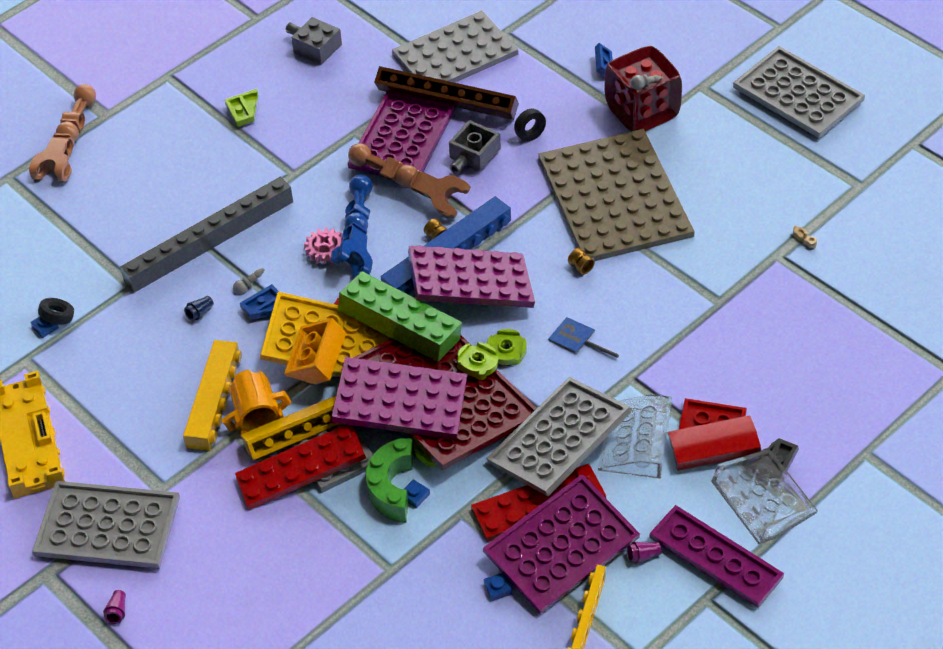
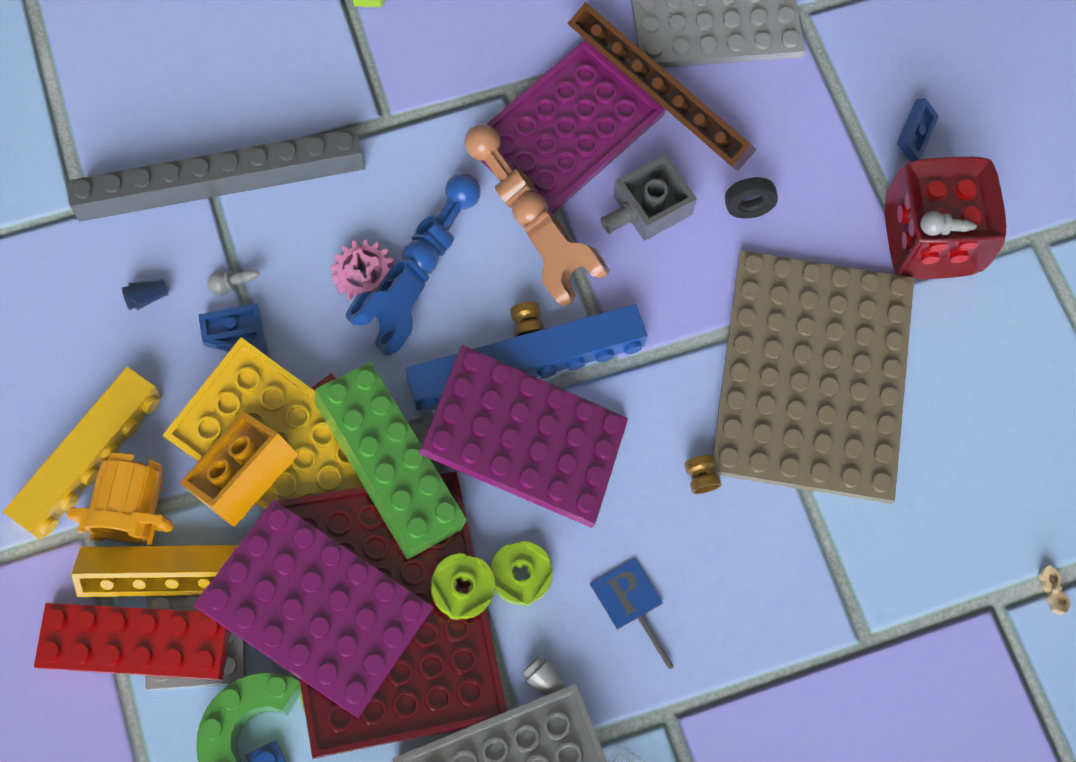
camera: 20 degrees right, 20 degrees up
(546, 386) = (543, 676): none -> light grey cone

